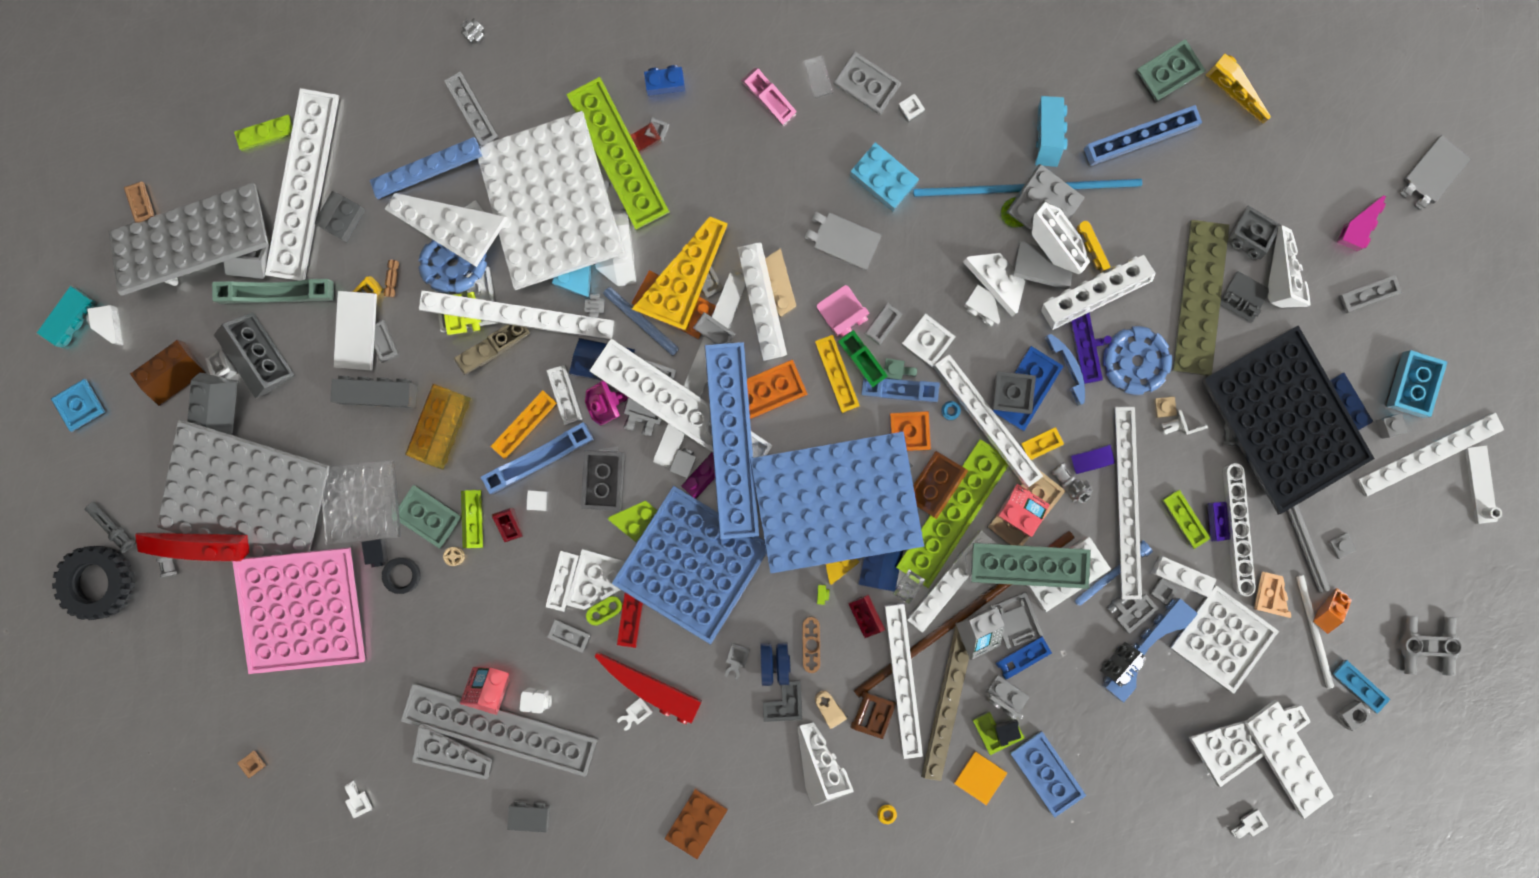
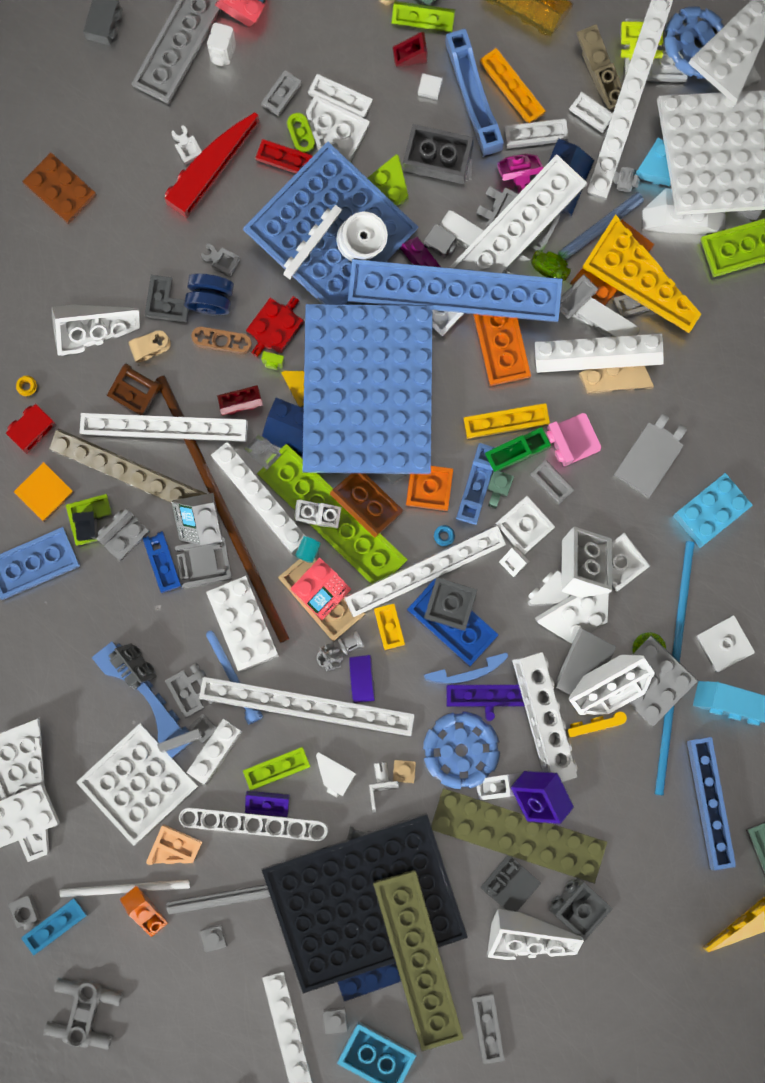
camera: 105 degrees right, 5 degrees down
(535, 347) = (591, 112): none -> white plate
(688, 359) = (550, 265): none -> clear neon green tile
(691, 526) = (373, 233): none -> white wheel
(718, 582) = (316, 234): none -> white plate
(789, 599) = (275, 326): none -> red plate
(926, 802) = (30, 428): none -> red brick
(944, 250) = (626, 562): none -> white plate
(955, 526) = (317, 514): none -> white slope
(956, 279) = (586, 563): none -> white slope
(962, 344) = (514, 561): none -> white plate
(995, 527) = (308, 549): none -> teal piece
(999, 146) = (725, 644): none -> white plate
(1030, 565) = (259, 581): sand green plate -> none
(1163, 318) = (497, 786): none -> white slope
(1169, 281) = (542, 797): none -> dark purple brick
(1182, 466) = (334, 775): none -> white slope
(1184, 608) = (179, 740): none -> light grey tile
(1327, 364) = (418, 960): none -> olive plate
(1357, 230) = (564, 1028): dark pink slope -> none

